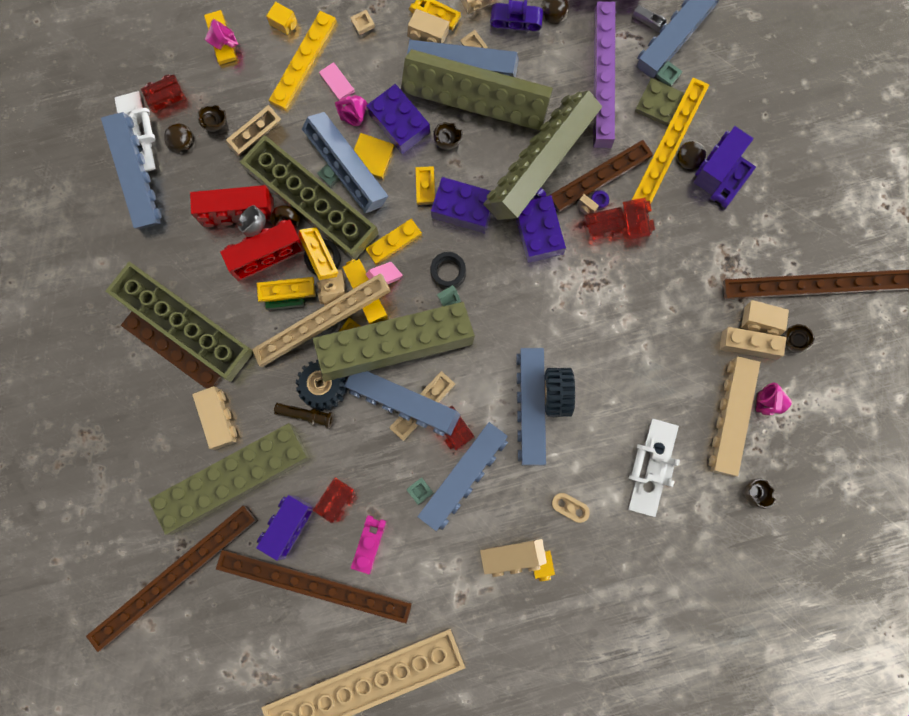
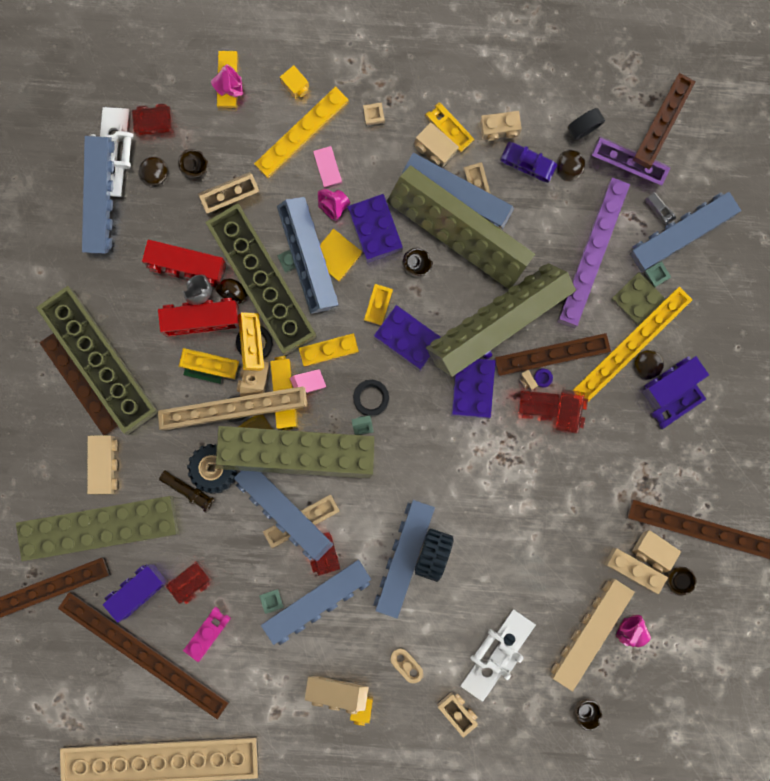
camera: 10 degrees right, 5 degrees up
(636, 536) = (457, 714): none -> tan brick

